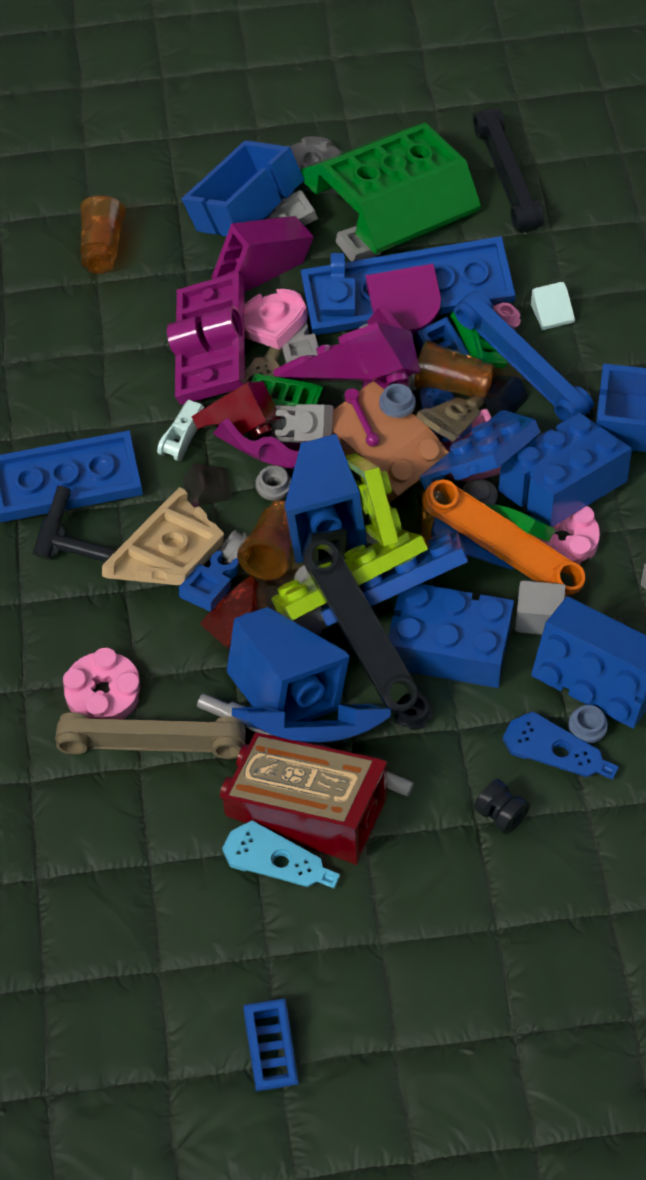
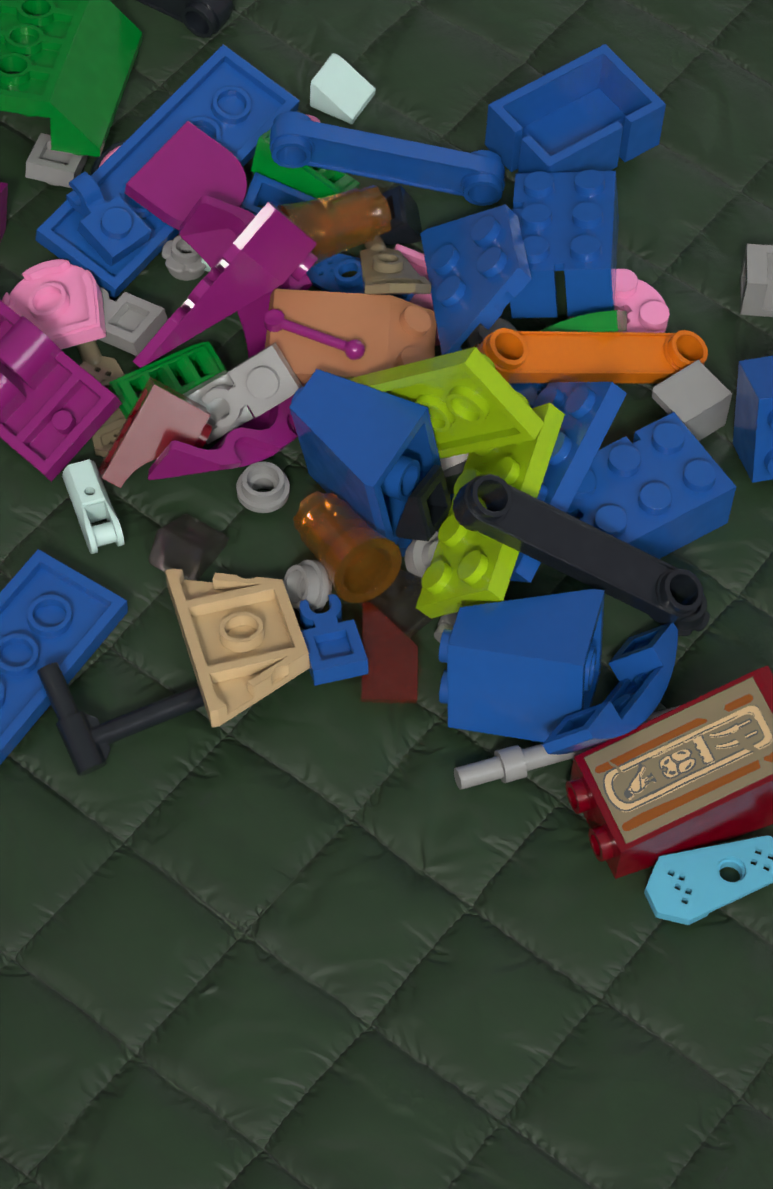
camera: 50 degrees left, 0 degrees up
(78, 733) = (374, 924): dark tan piece -> none
(97, 668) = (338, 824): bright pink plate -> none
(397, 401) = (337, 288): sand blue plate -> none

